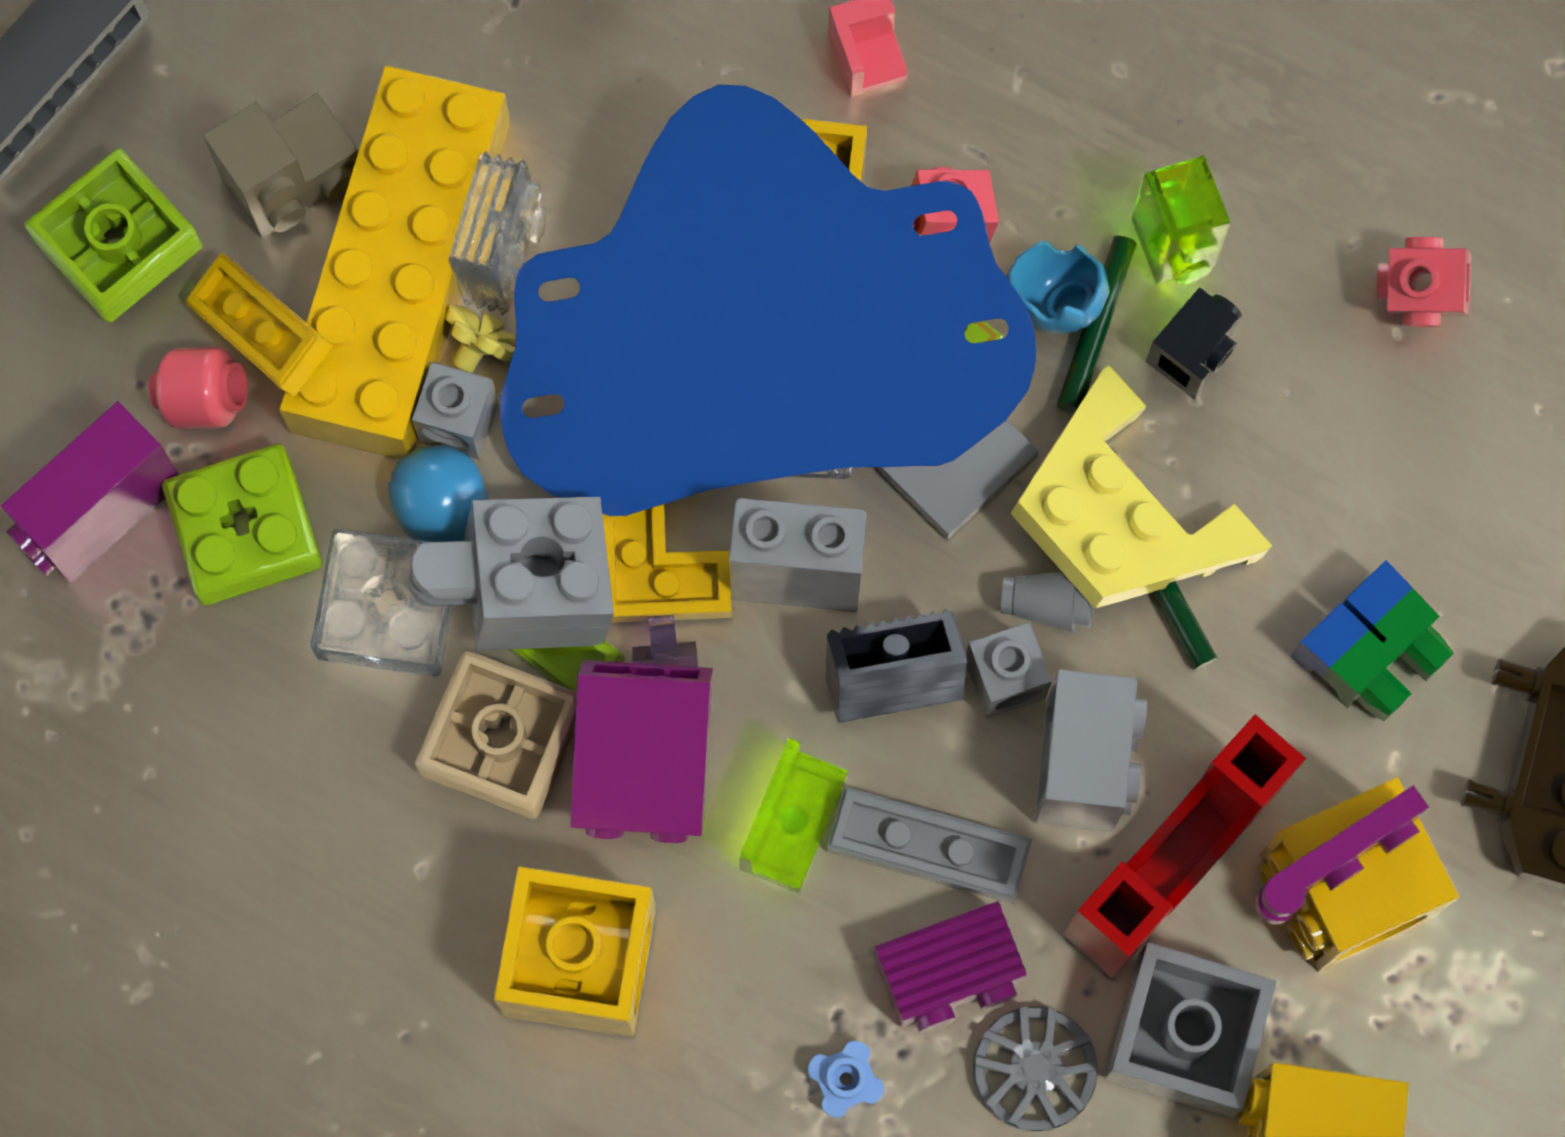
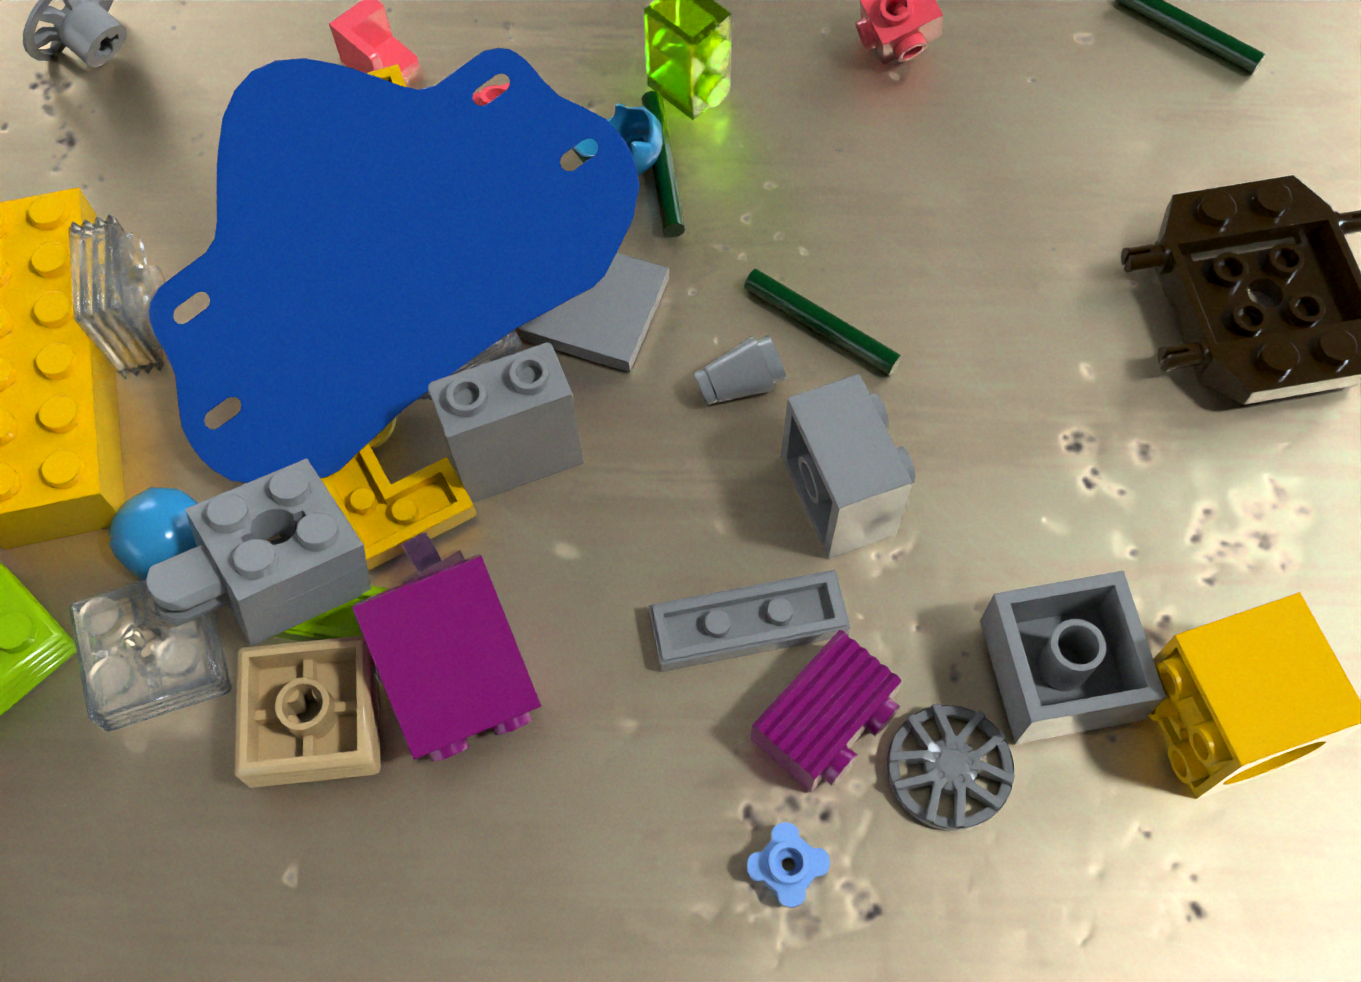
camera: 25 degrees left, 10 degrees down
(455, 409) = (144, 452): light grey brick -> none
(478, 337) = (142, 394): light yellow plant -> none
(575, 952) = (470, 872): yellow brick -> none
(792, 818) = (616, 656): clear neon green panel -> none
(895, 666) = (640, 479): black brick -> none
(1008, 670) = (738, 440): light grey brick -> none
(1104, 521) = (758, 291): light yellow wing -> none
(1185, 847) = (964, 550): red arch -> none
(1196, 340) = (747, 137): black brick -> none
(1338, 857) = (1125, 428): magenta plate -> none
(1370, 633) = (1012, 282): green hips -> none
(1375, 904) = (1127, 455): yellow brick -> none

